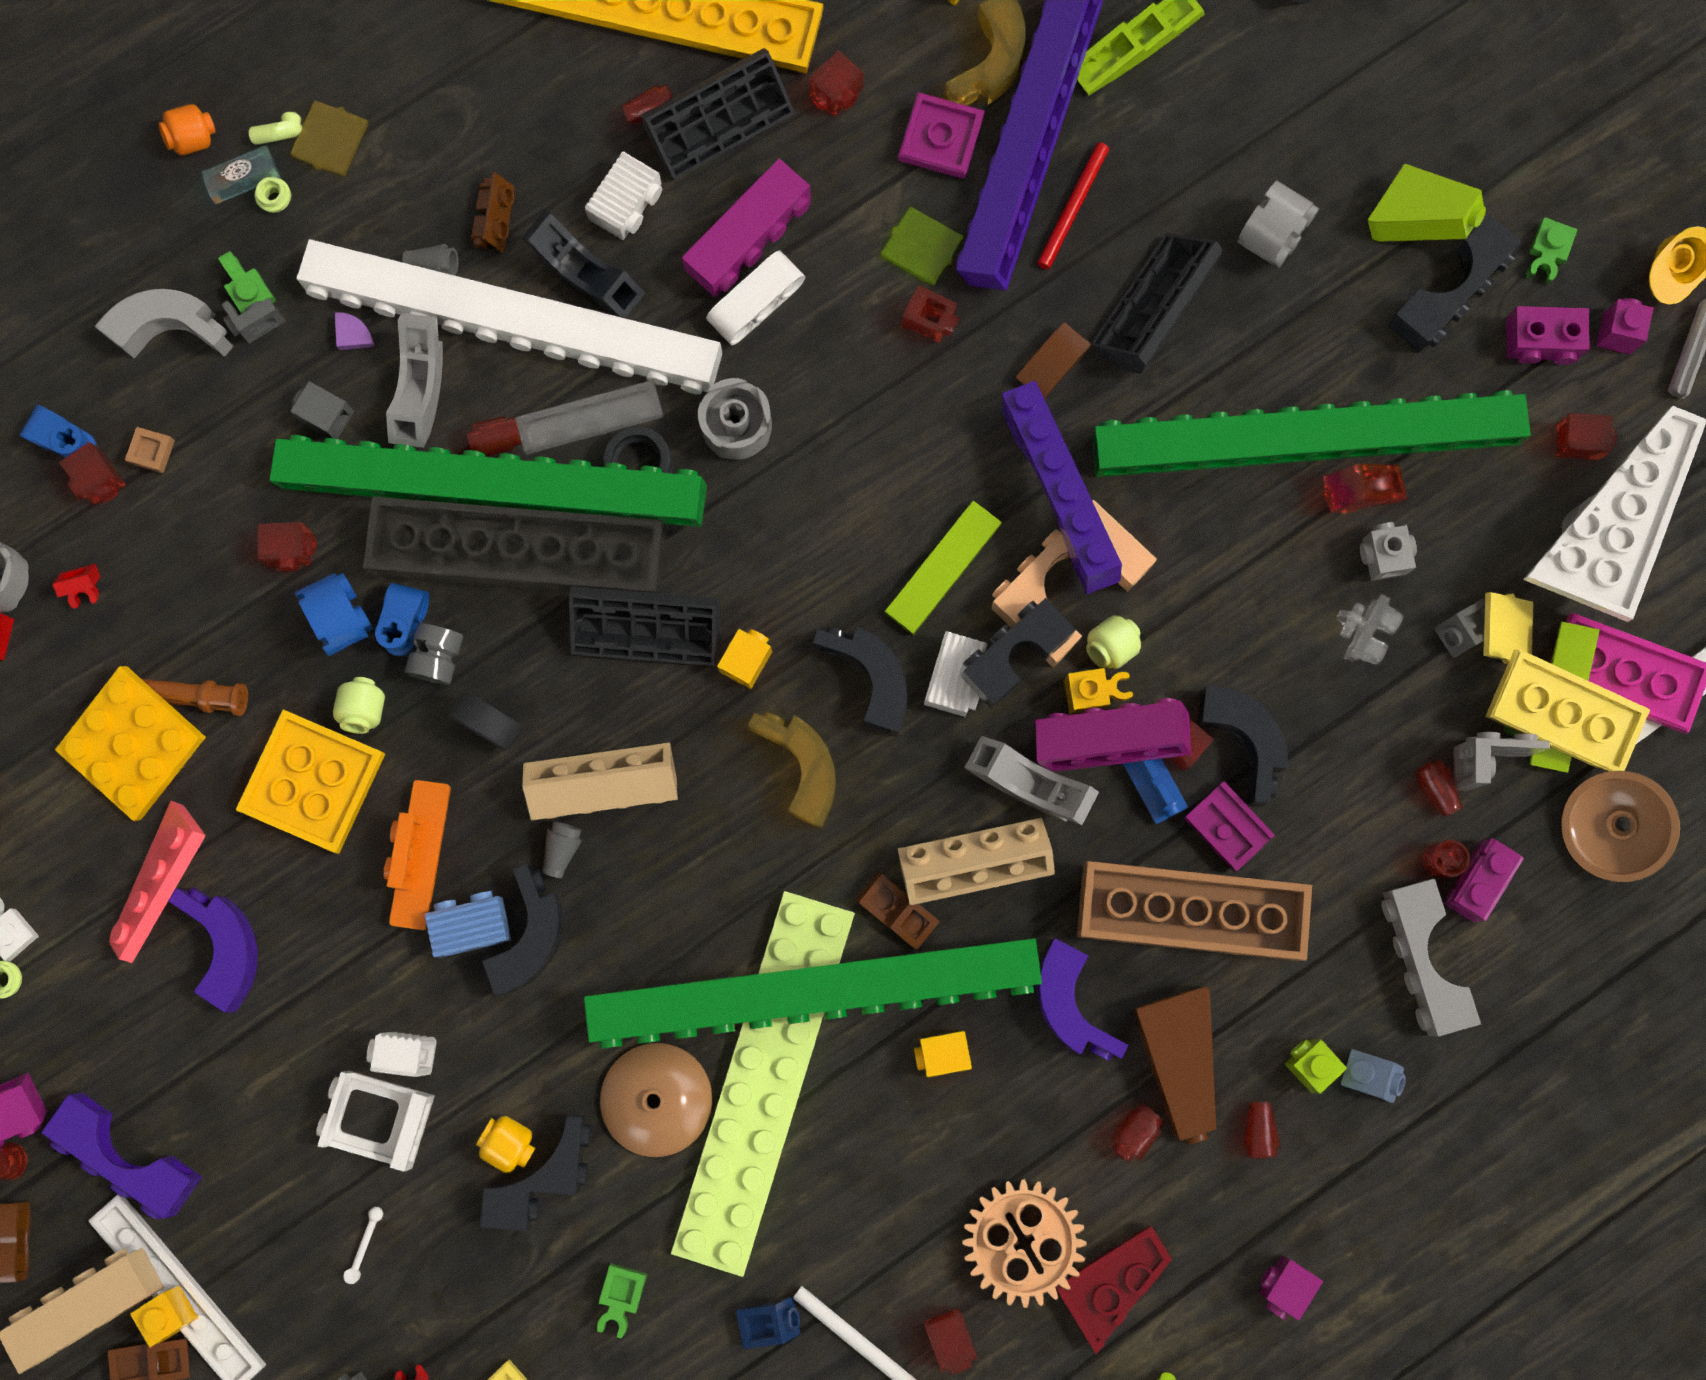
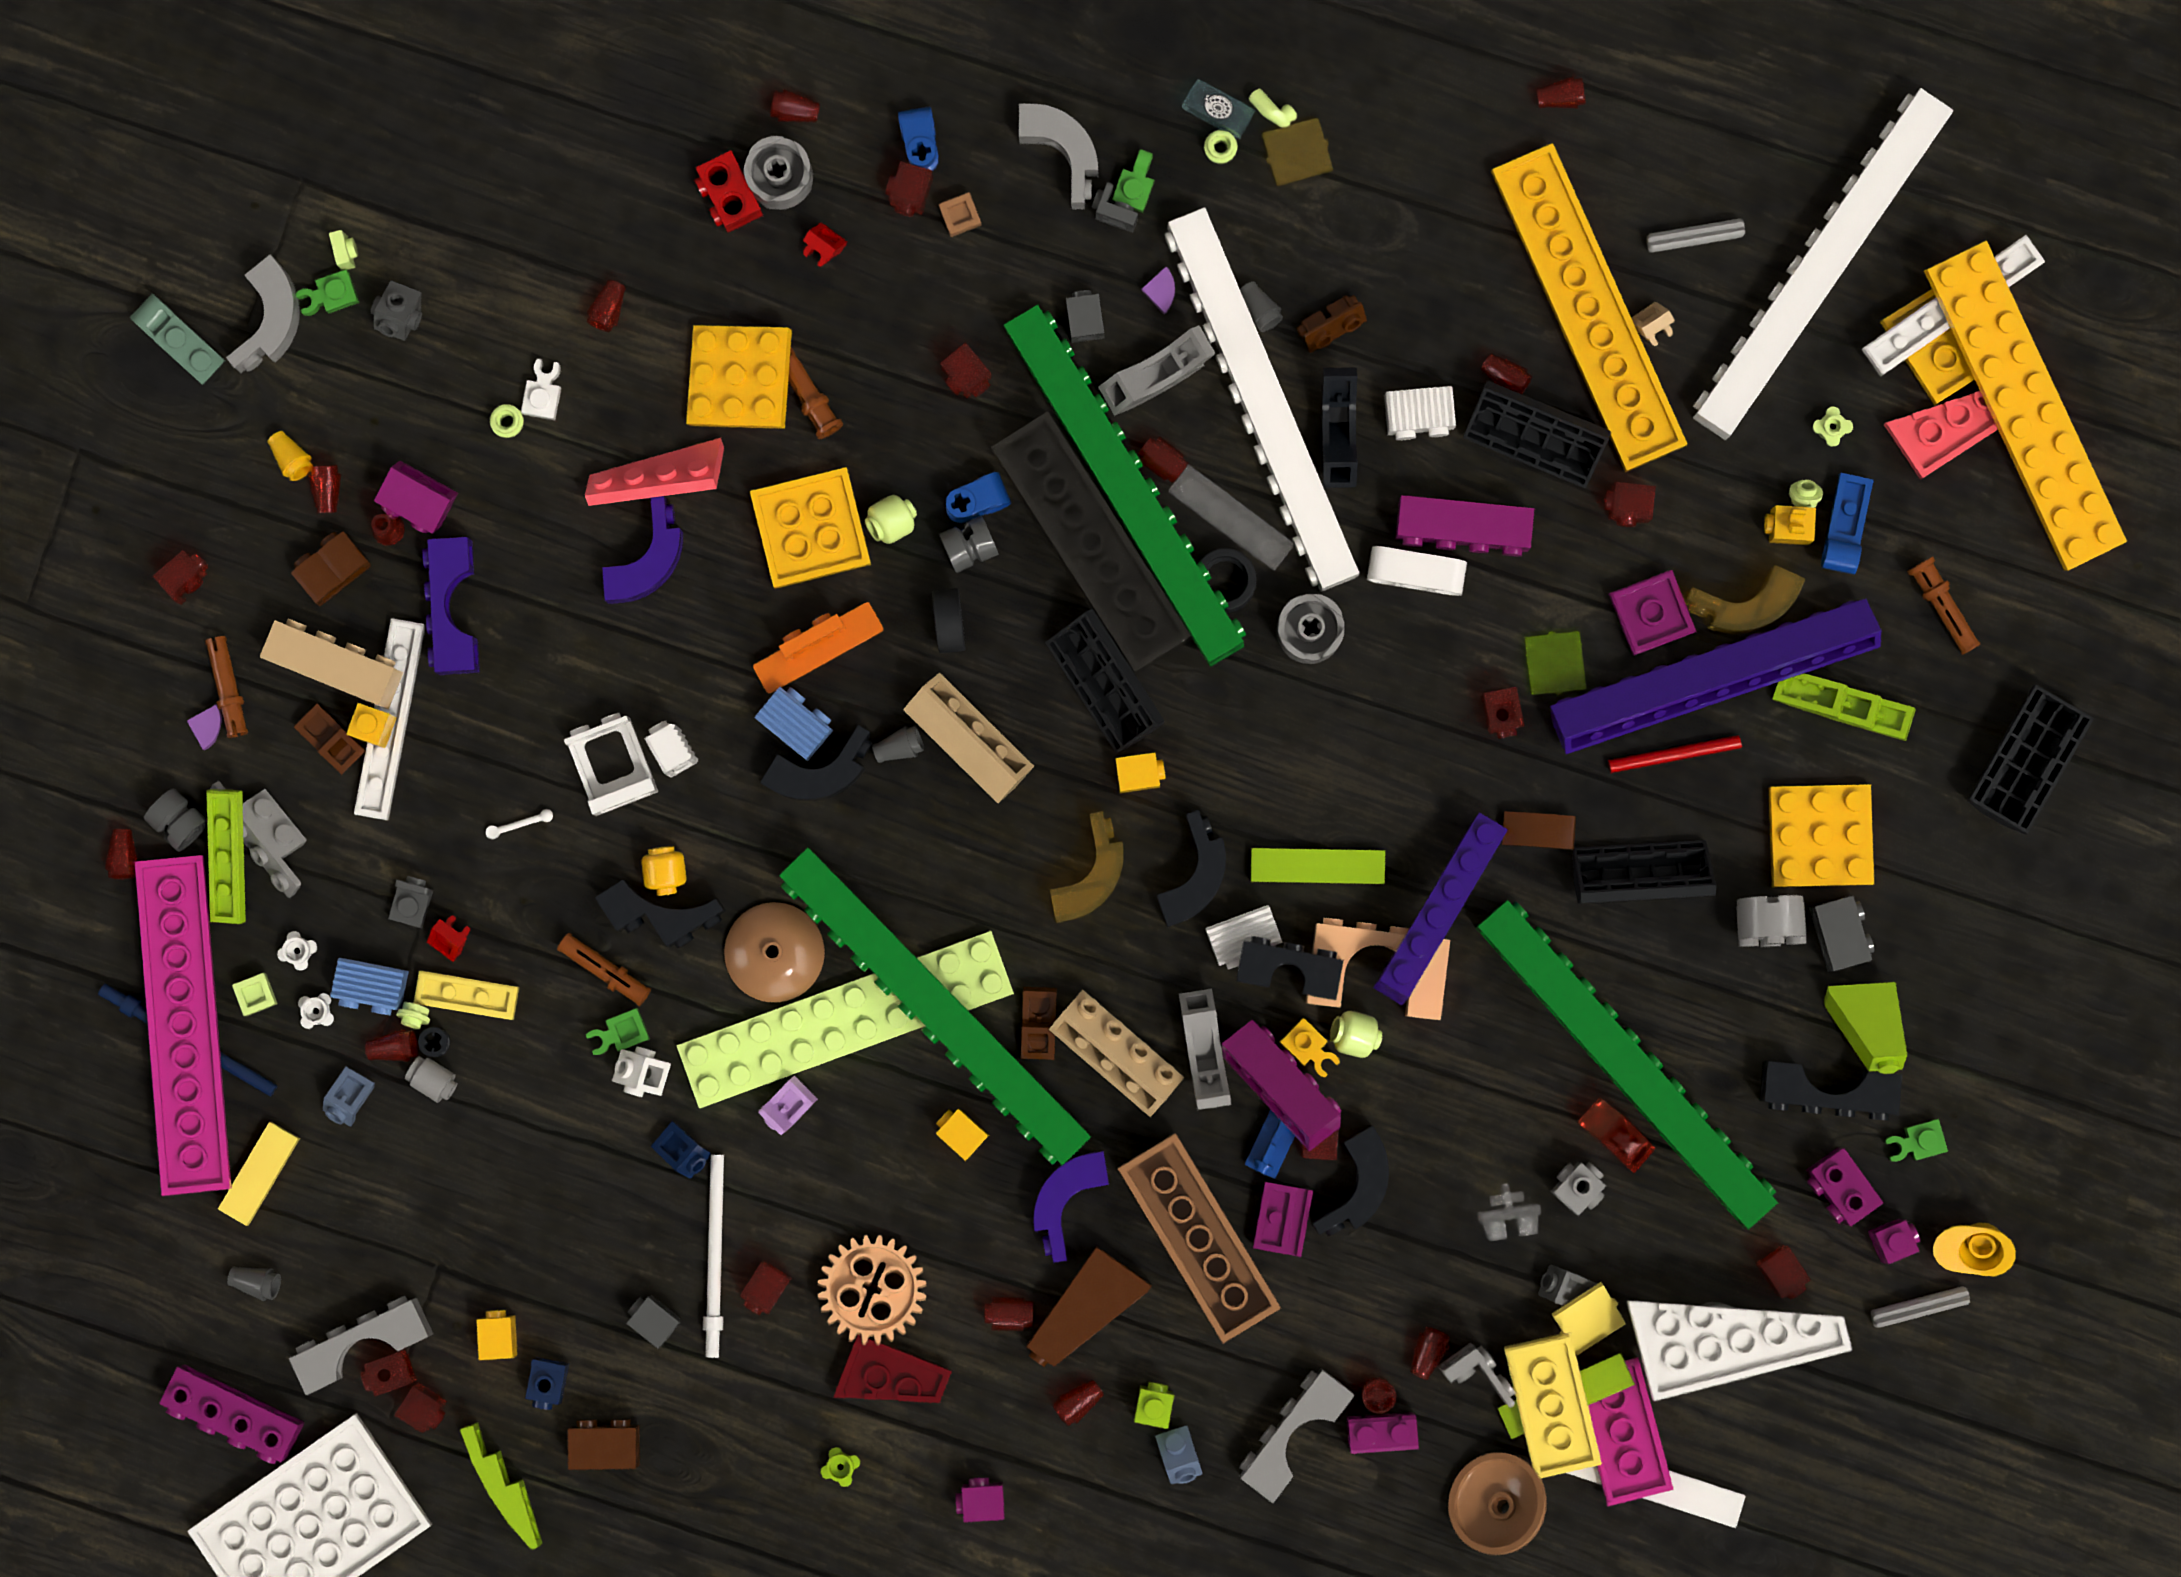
camera: 55 degrees right, 5 degrees up
(186, 129) = (1220, 43): orange head -> none
(332, 614) = (942, 449): blue brick -> none
(594, 1253) = (636, 992): none -> dark orange pin
(669, 1306) = (641, 1072): none -> white brick
(801, 1193) = (787, 1106): none -> lavender bracket
(1232, 139) = (1821, 835): none -> yellow plate
(1330, 179) = (1842, 933): none -> dark grey brick

